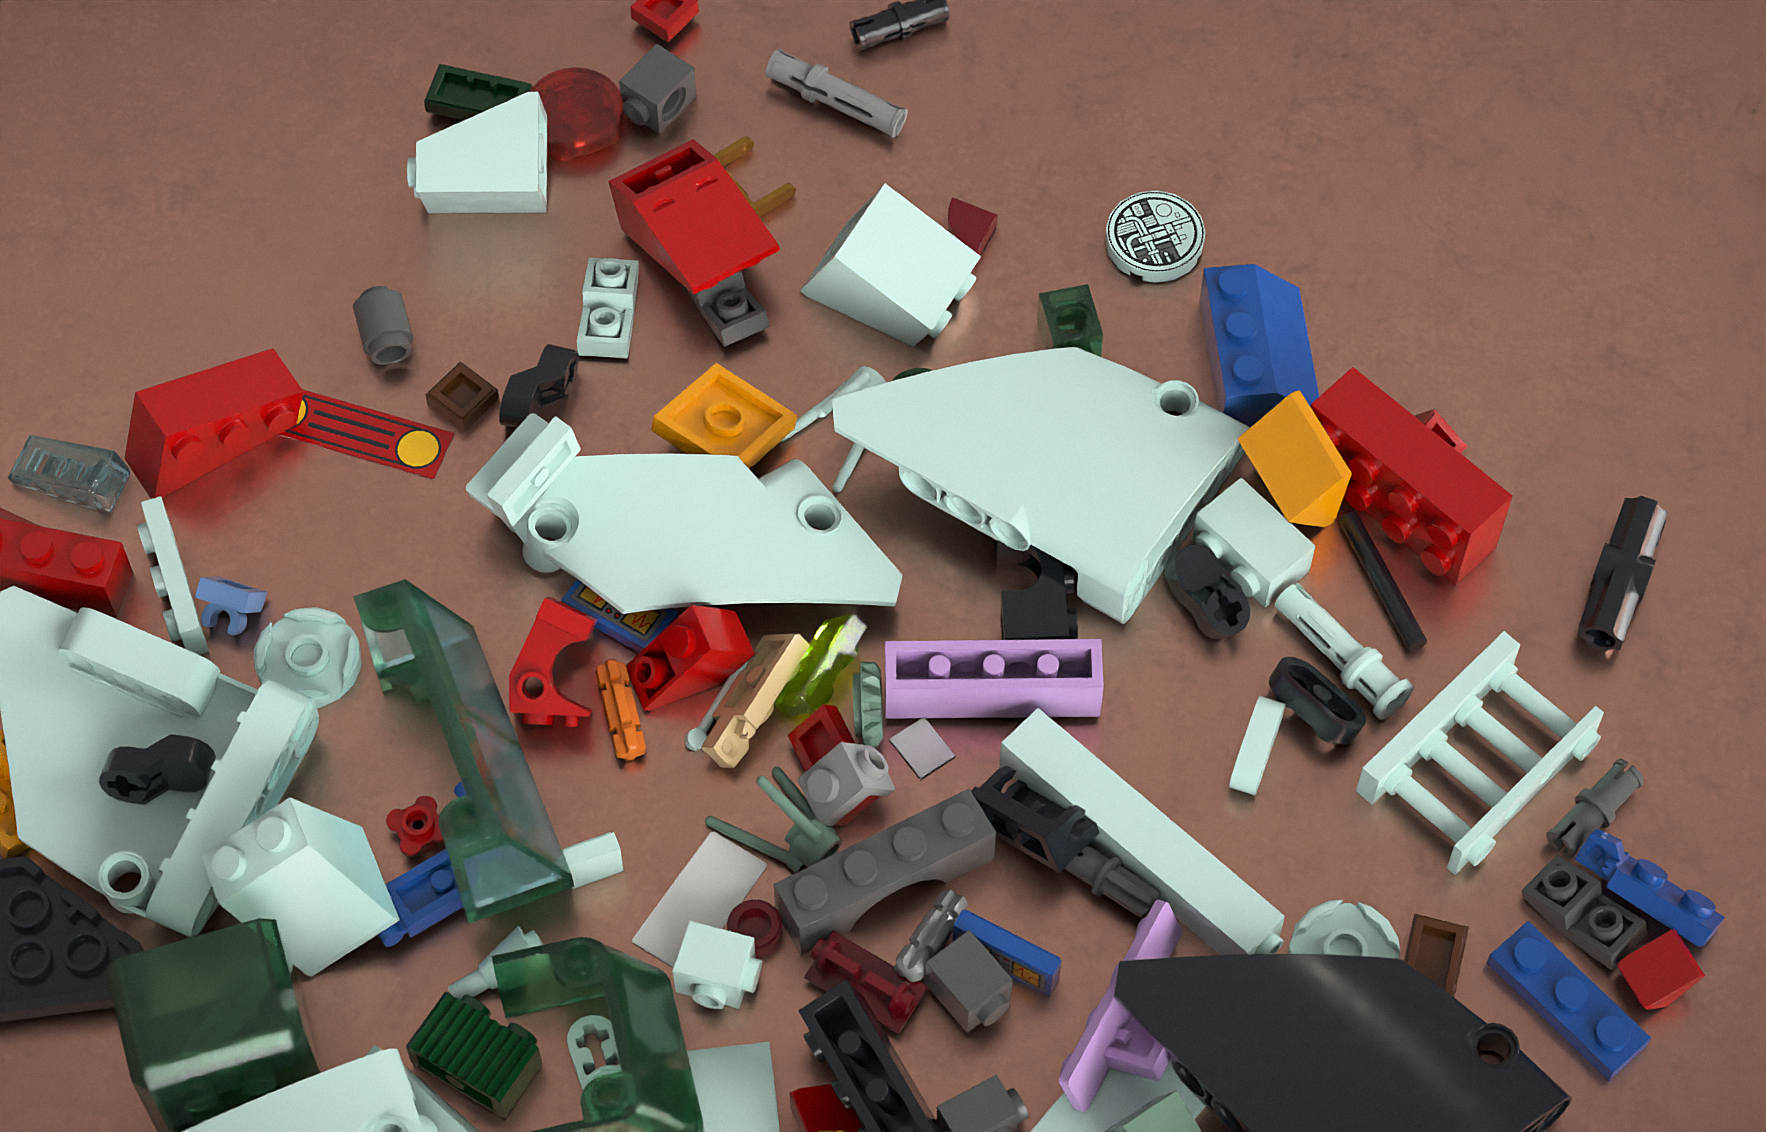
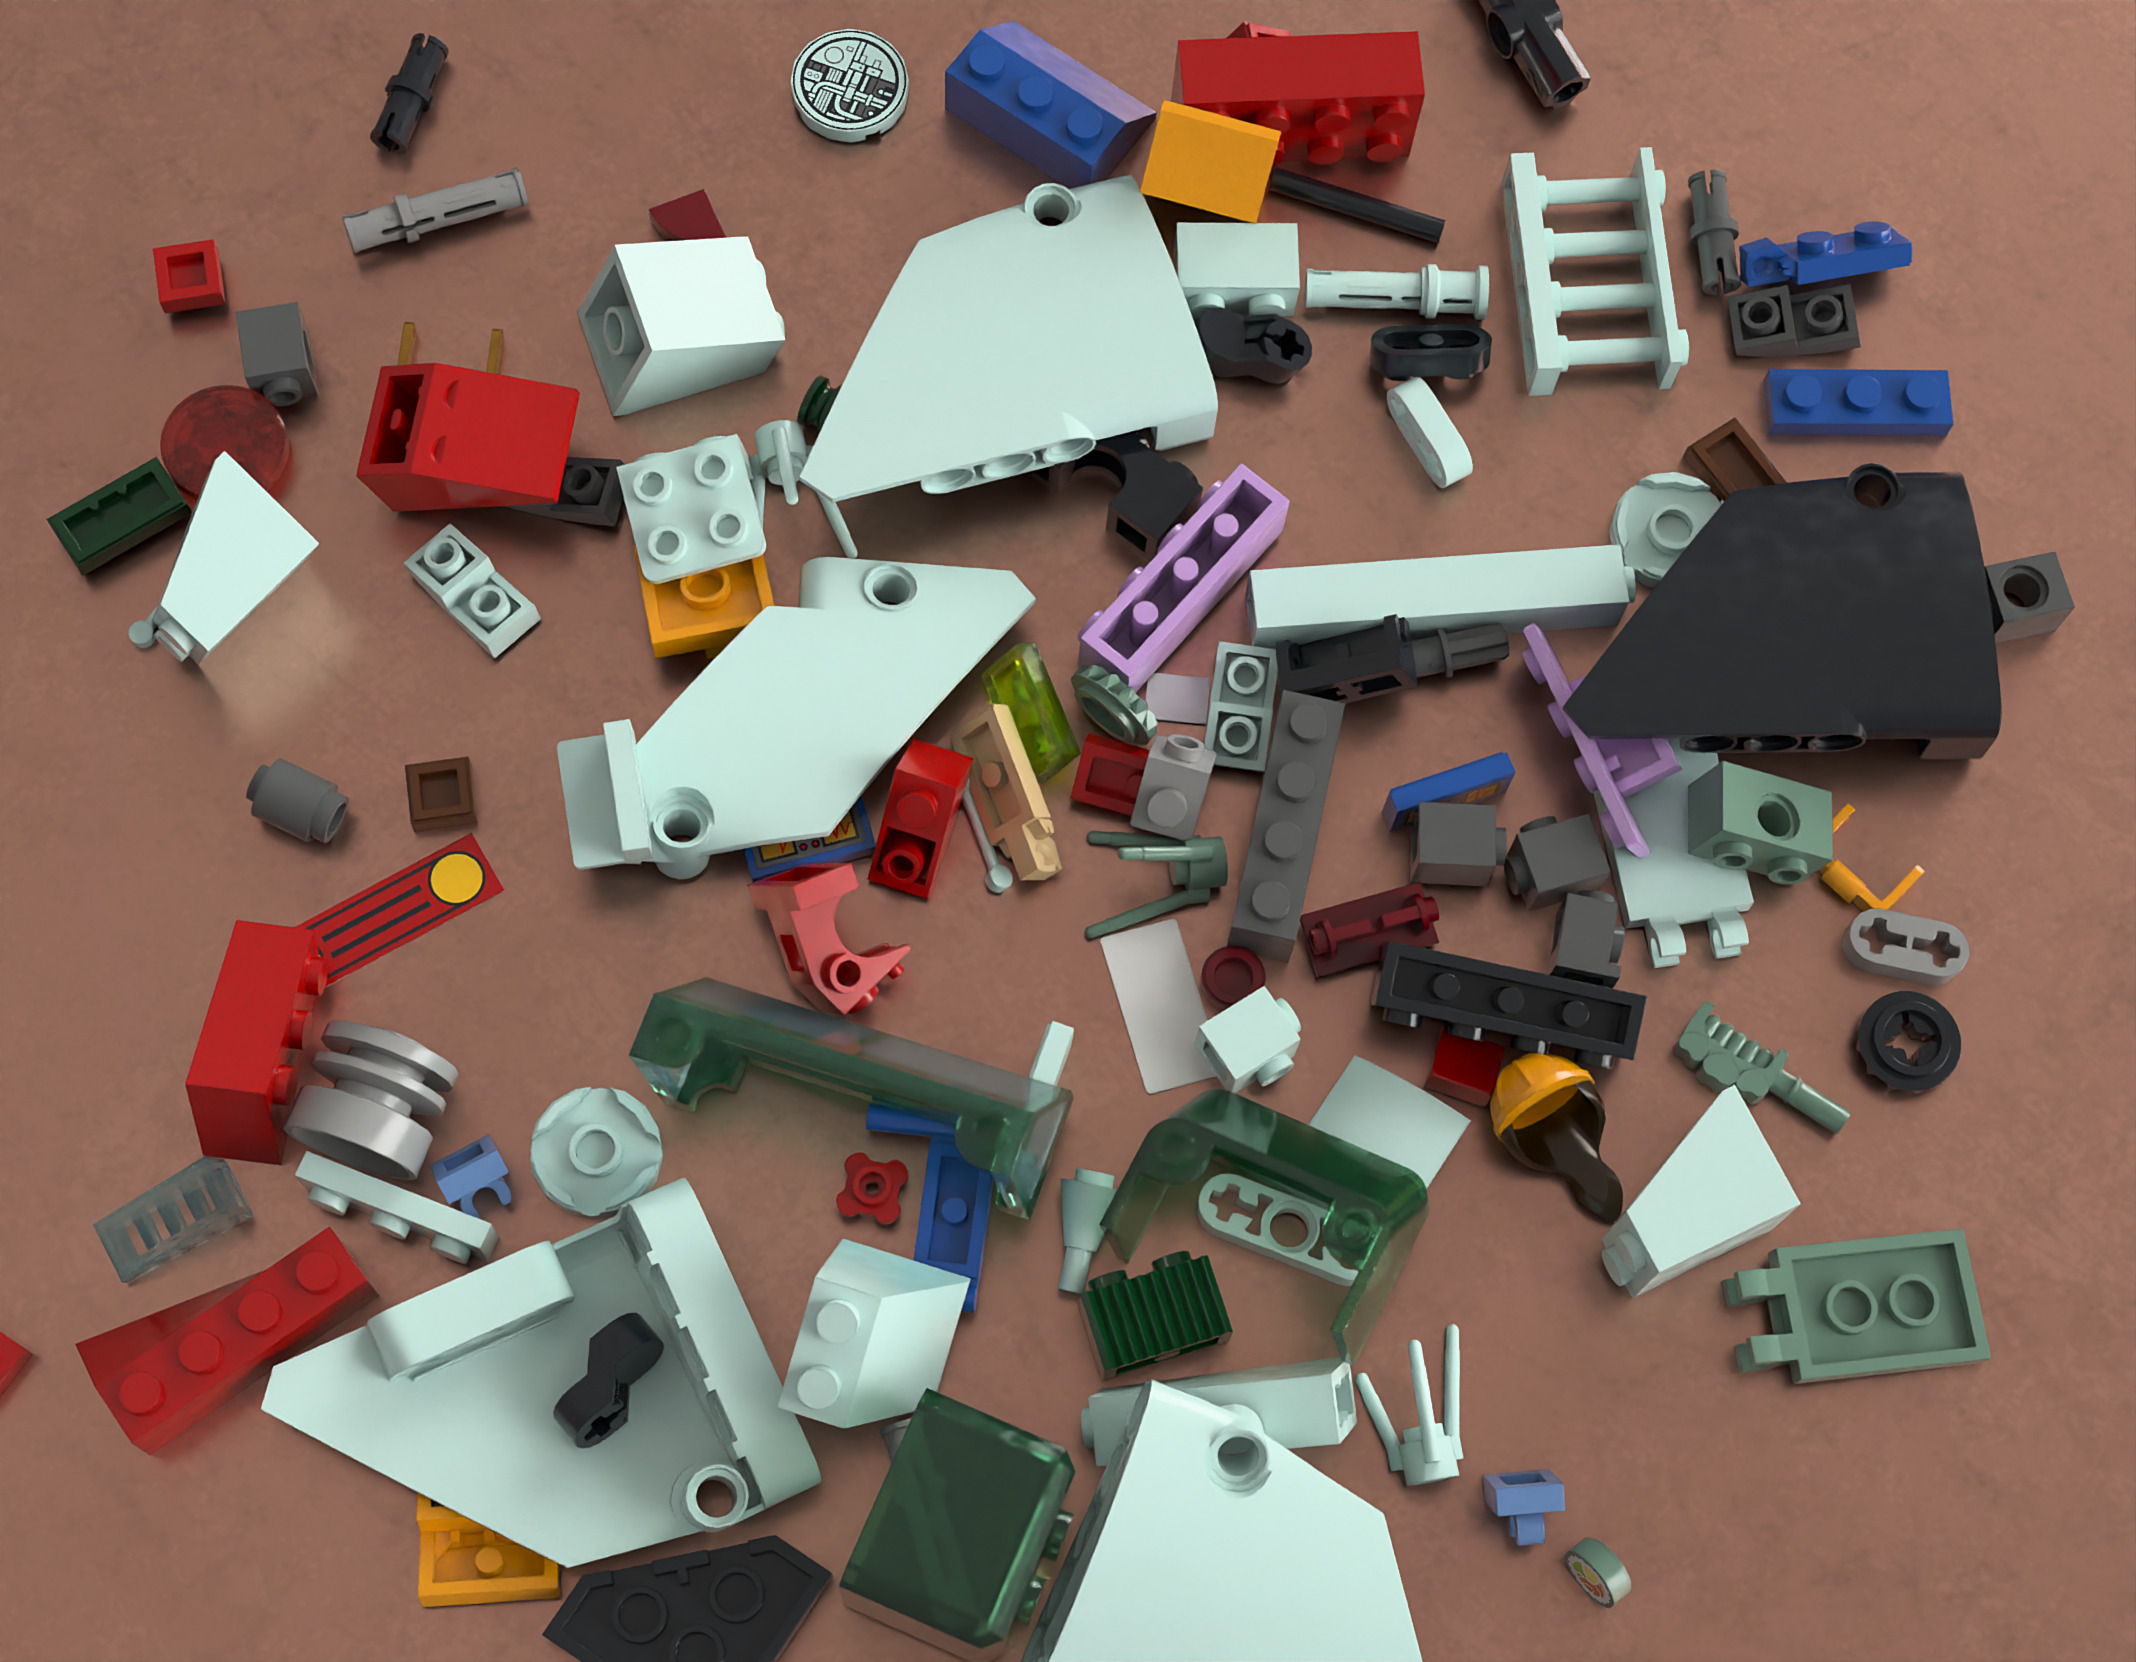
camera: 55 degrees left, 10 degrees up
(223, 503) = (368, 1110): none -> light grey wheel
(539, 386) = (505, 718): black piece -> none
(620, 709) = (912, 918): orange axle -> none
(767, 368) = (692, 508): none -> light aqua bracket
(930, 935) = (1377, 839): light grey axle -> none
(933, 784) = (1241, 705): none -> light aqua slope
(1021, 1056) = (1555, 860): none -> dark grey brick
(1069, 310) = (875, 208): clear green brick -> none
(1660, 970) = (1900, 310): red slope -> none

